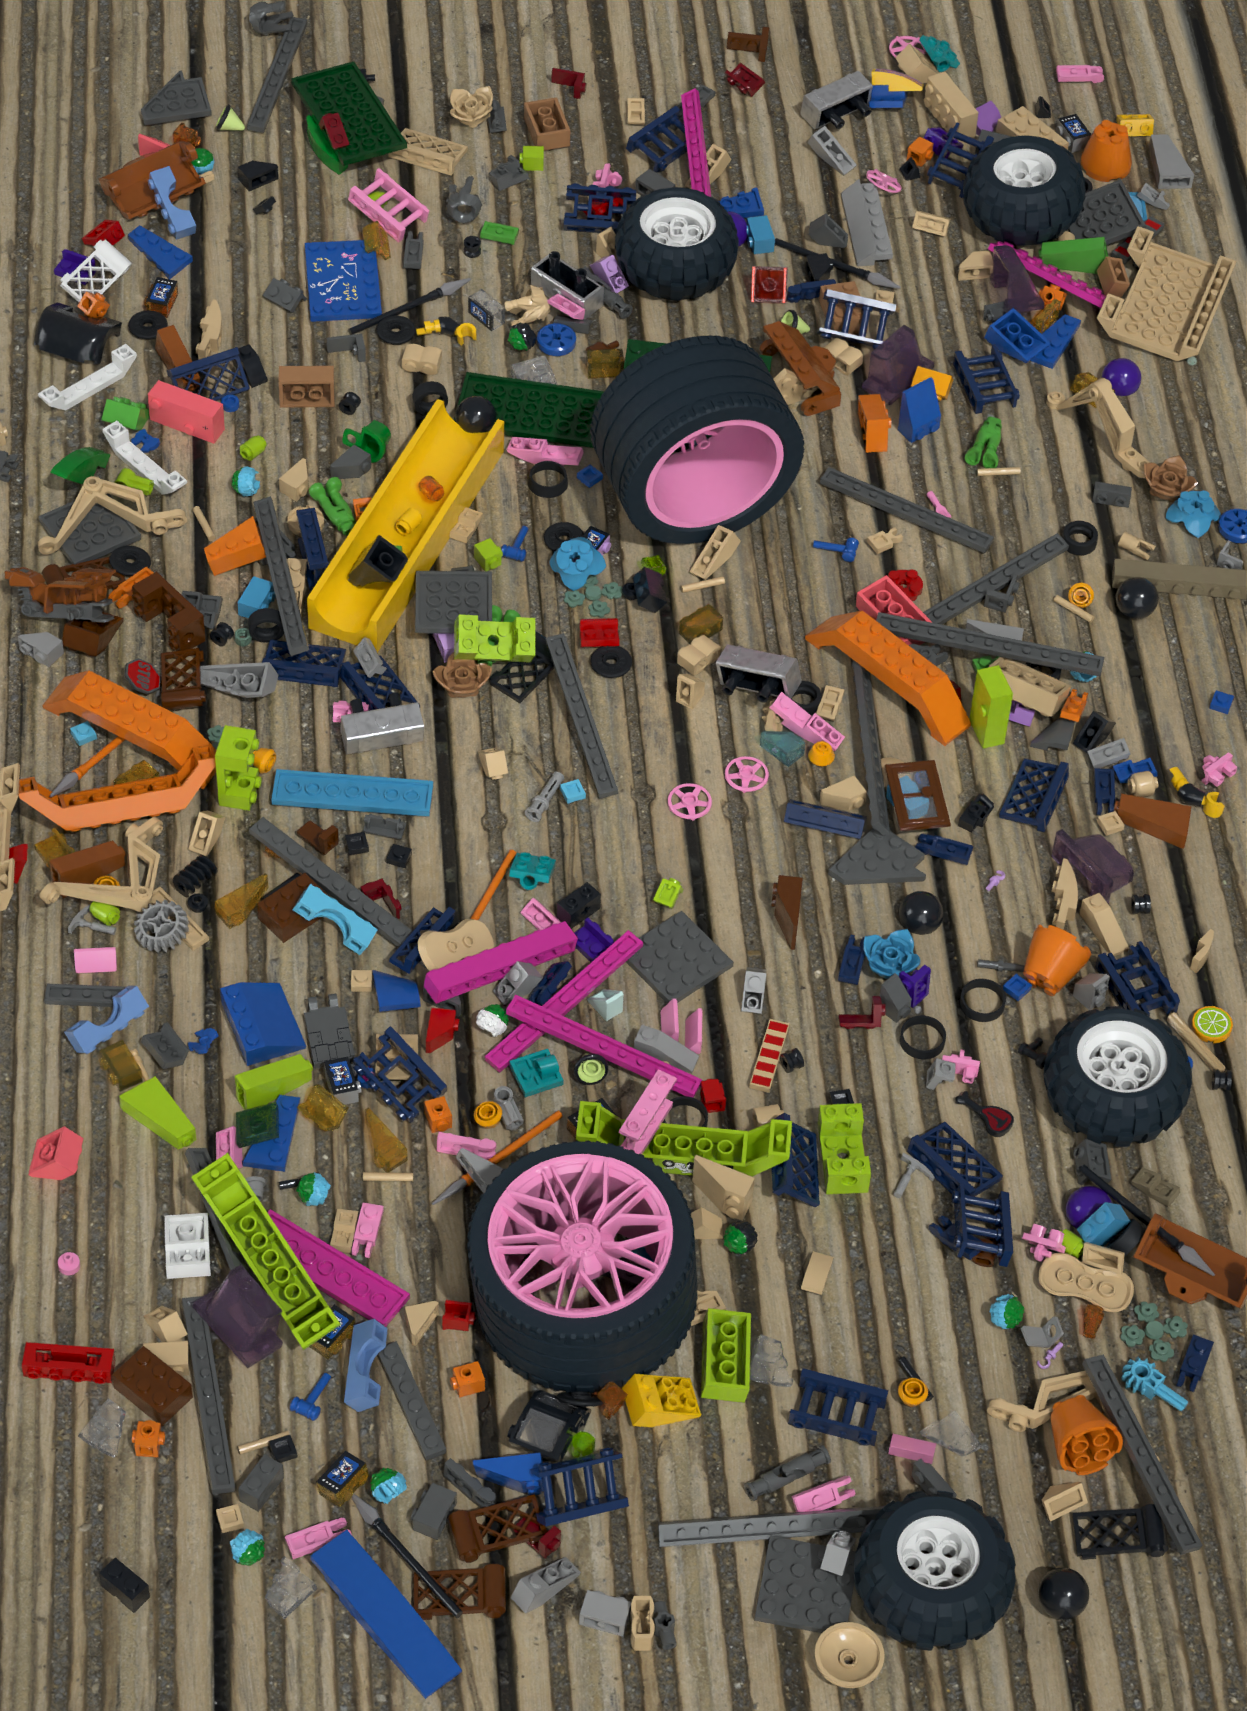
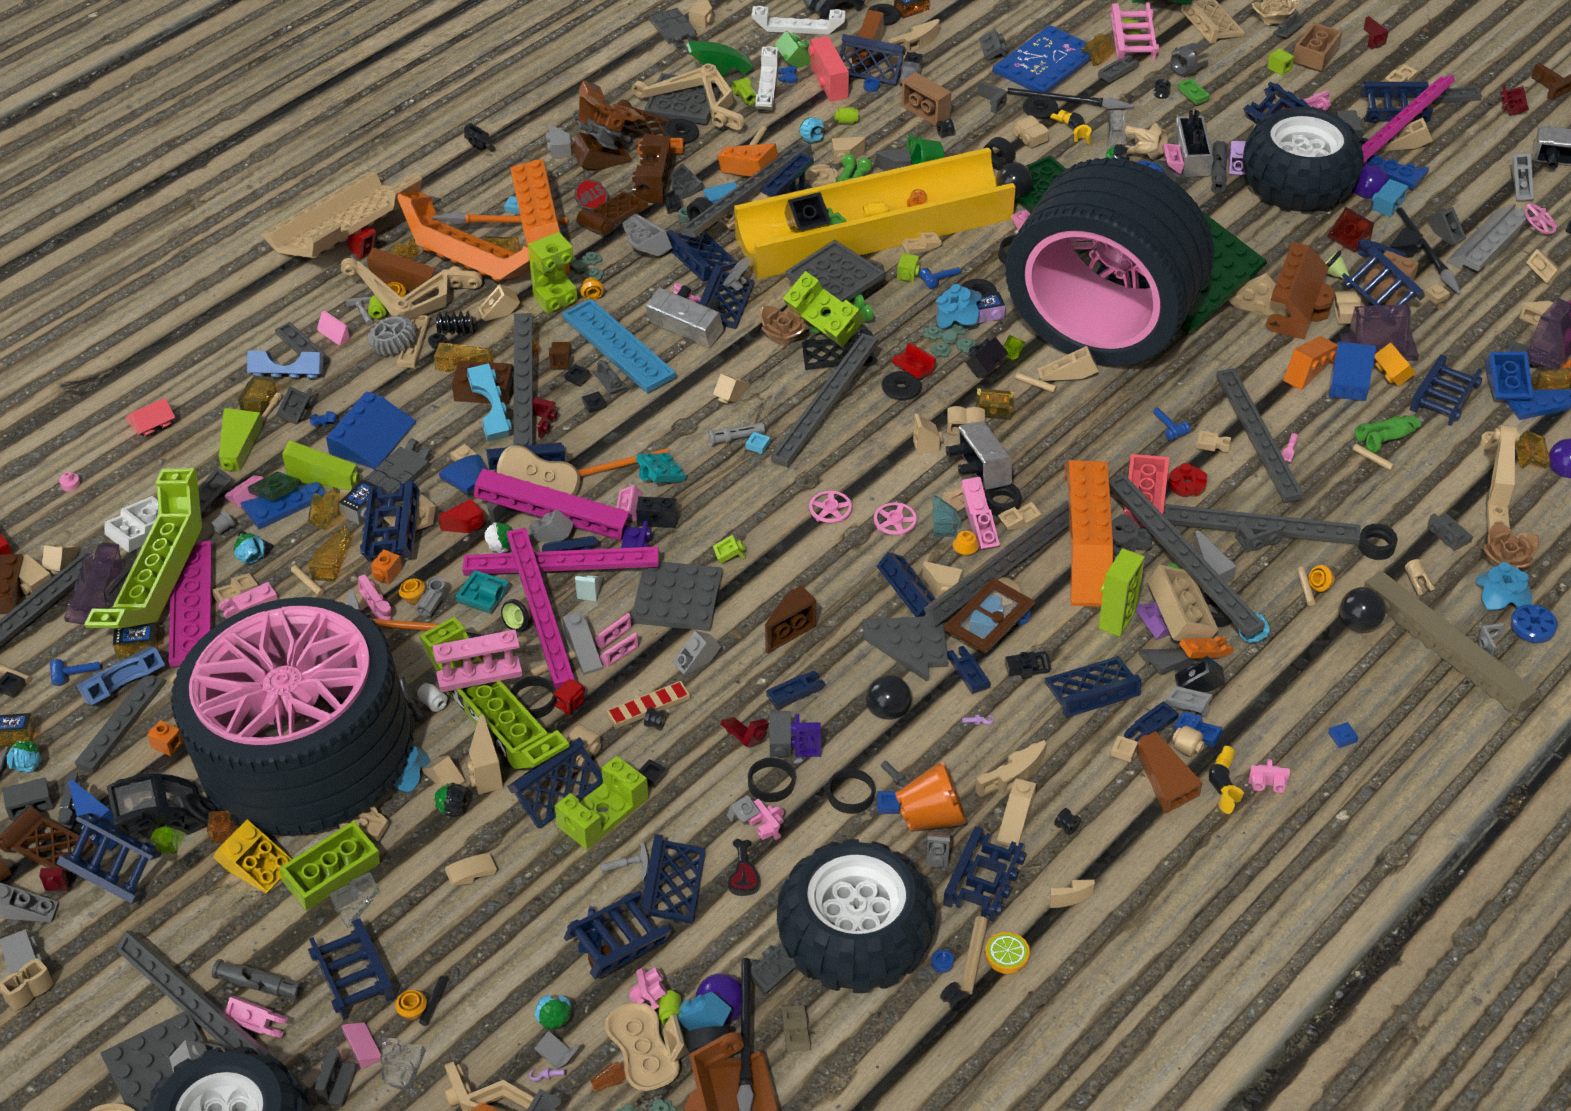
camera: 50 degrees right, 5 degrees down
(508, 174) = (1250, 62): dark grey slope -> none
(666, 1632) = (40, 1000): dark grey axle -> none
(891, 954) = (821, 703): dark azure brick -> none
(1095, 860) = (1067, 765): clear purple windscreen -> none

